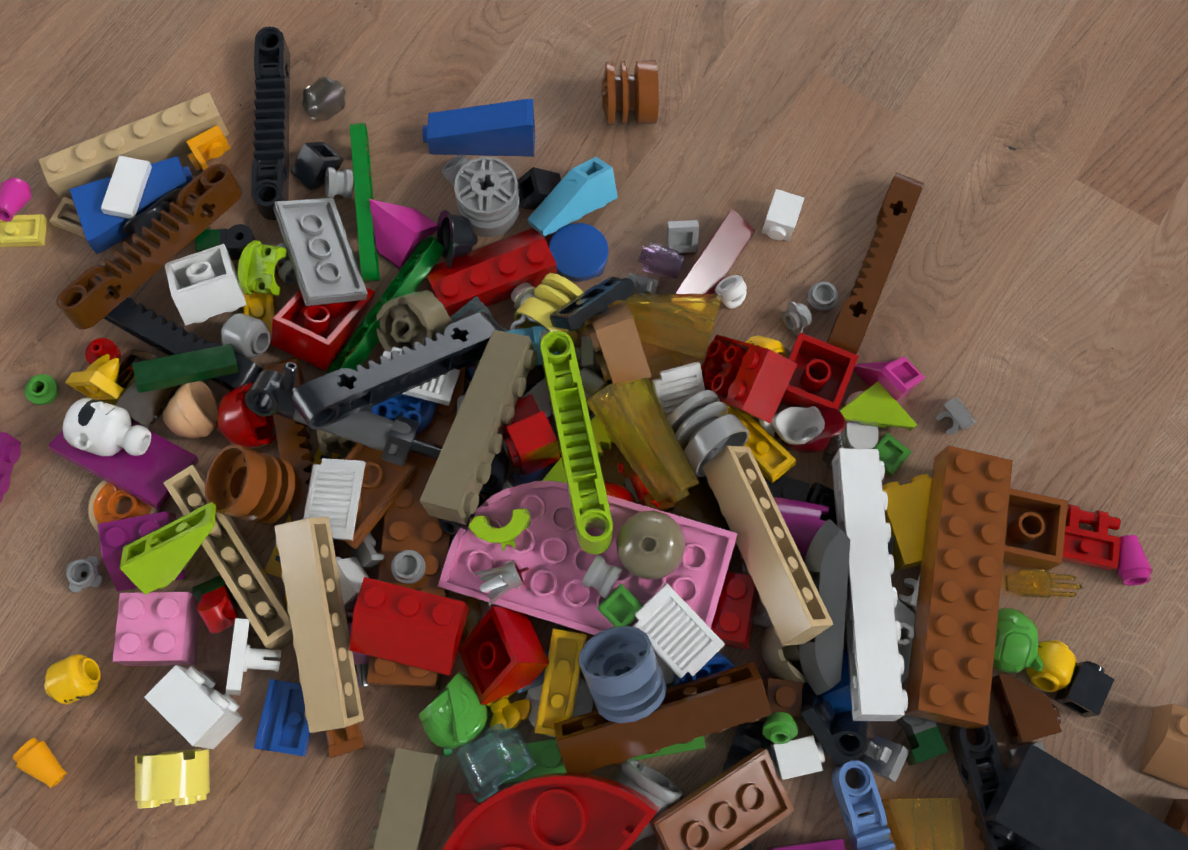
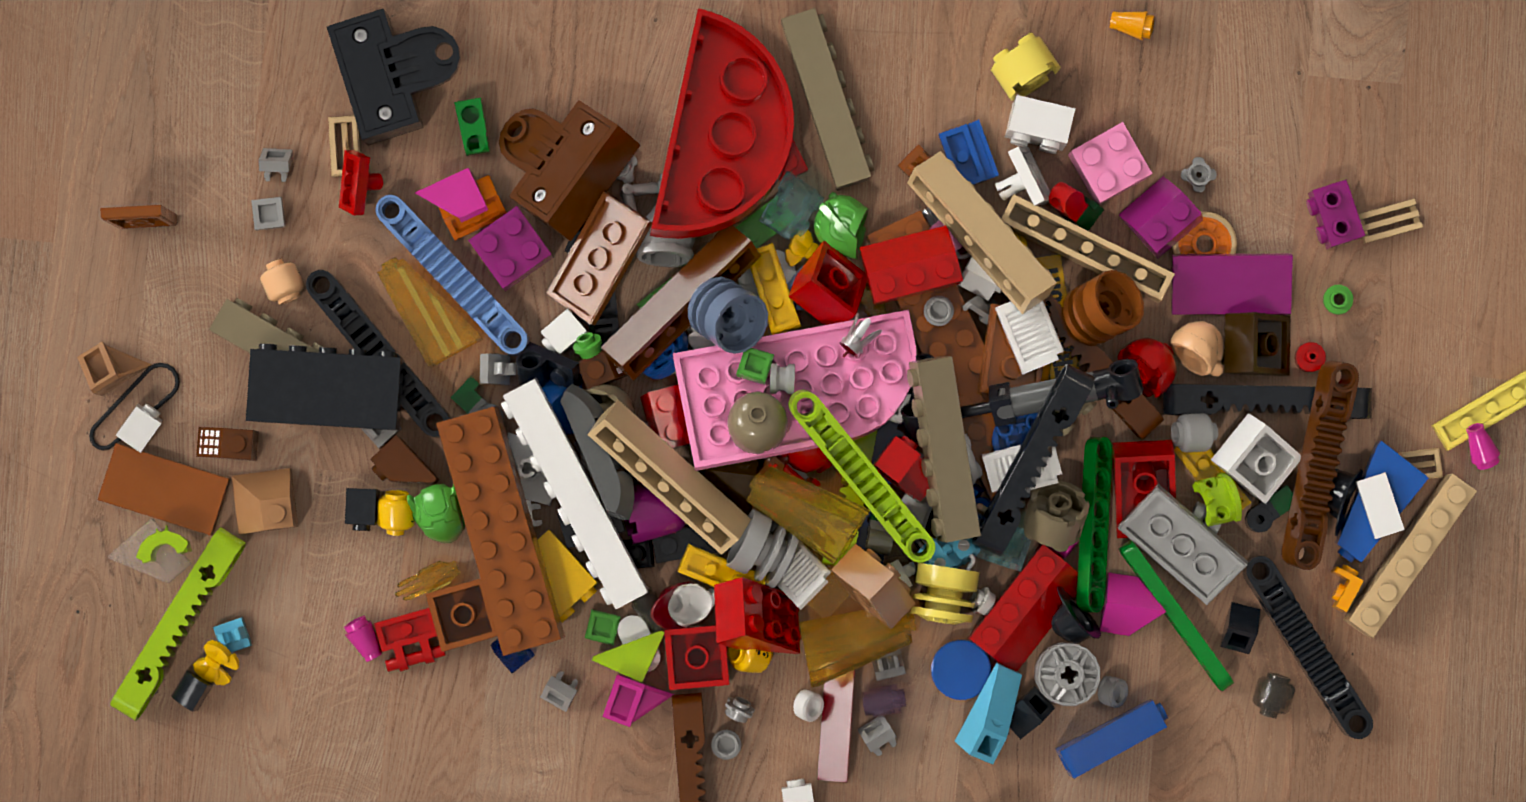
camera: 160 degrees right, 15 degrees up
(72, 679) = (1150, 94): yellow head -> none
(98, 379) = (1289, 327): yellow tile -> none
(103, 429) = (1251, 289): white piece -> none
(162, 555) = (1130, 224): lime slope -> none
(185, 368) = (1217, 373): dark green tile -> none
(338, 182) = (1208, 619): light grey wheel -> none
(506, 535) = (881, 366): lime piece -> none
(591, 303) = (914, 608): black hinge -> none
(677, 632) = (703, 368): white window -> none

